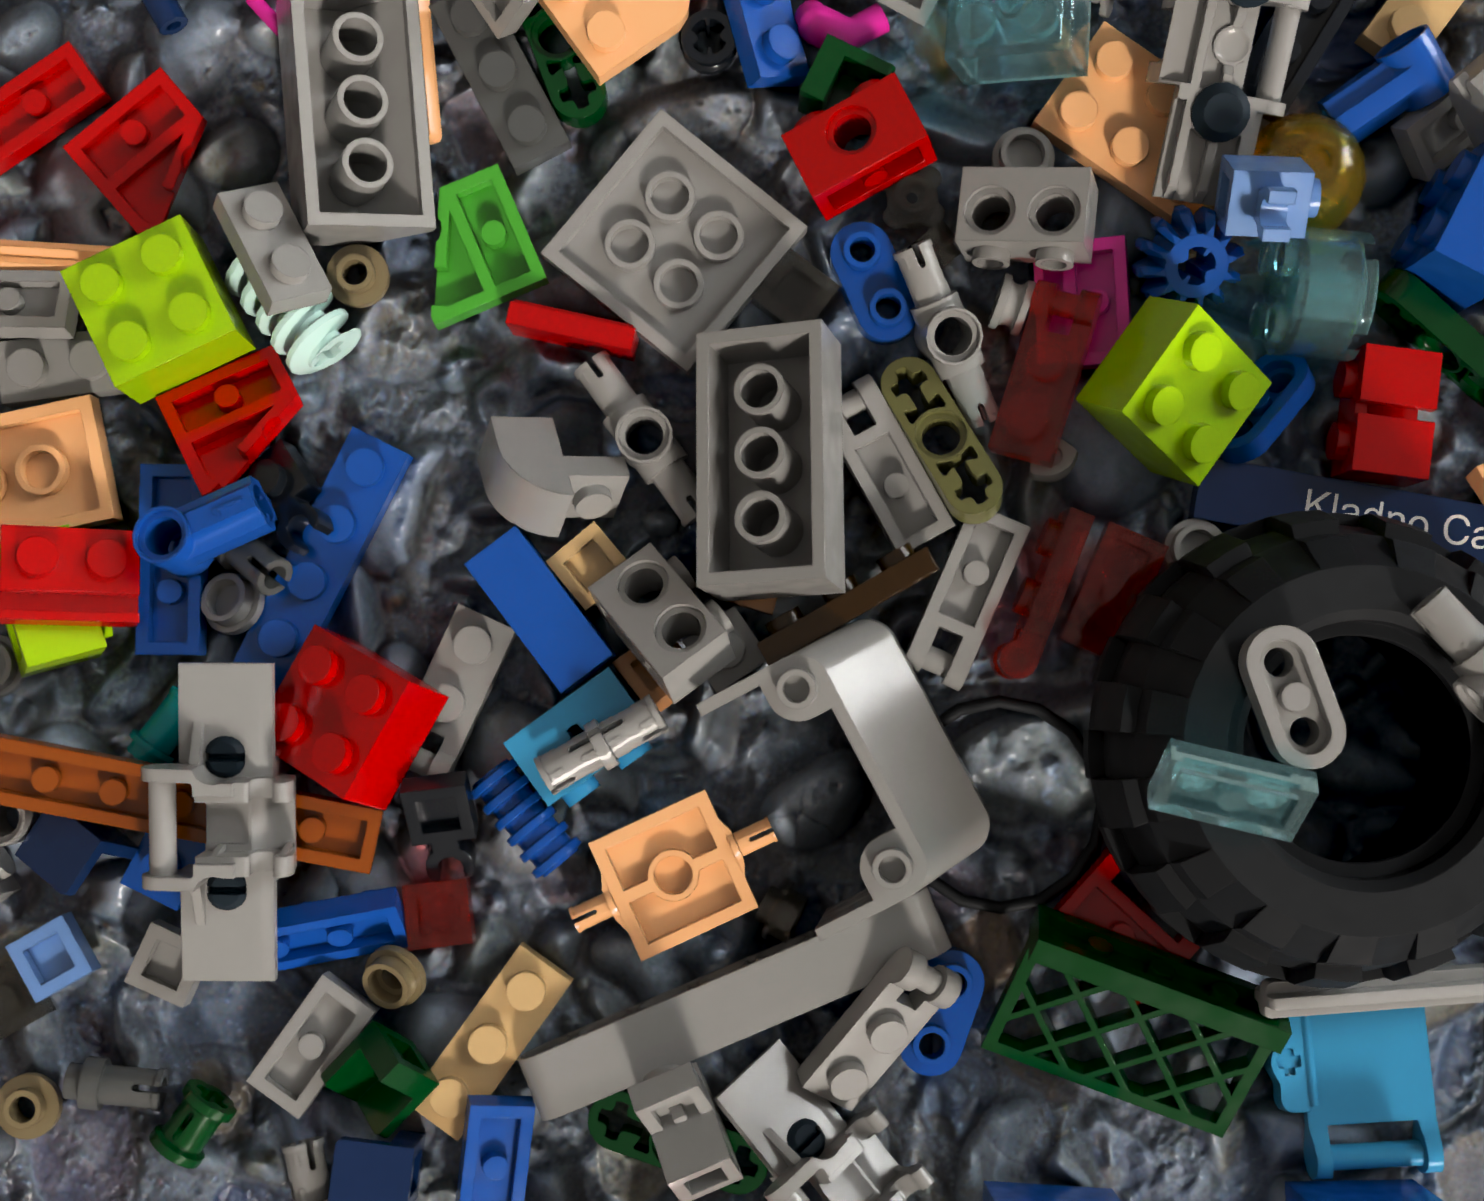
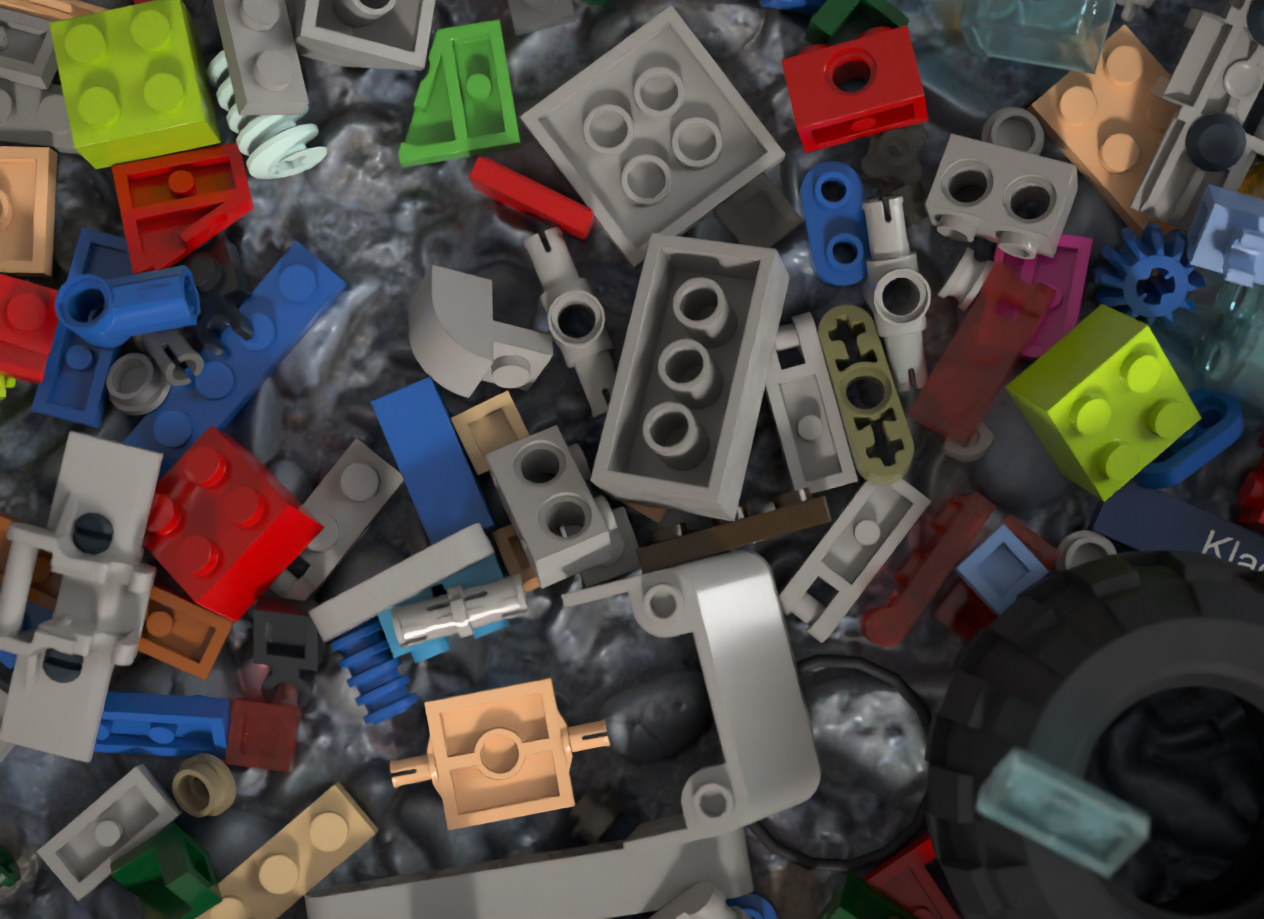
camera: 10 degrees right, 0 degrees up
(159, 734) = (35, 494): teal pin -> none
(368, 291) = (343, 113): dark tan plate -> none
(537, 730) = (401, 582): none -> light grey beam
(1113, 576) = (999, 569): none -> medium blue plate
(1296, 693) = (1150, 732): light grey plate -> none

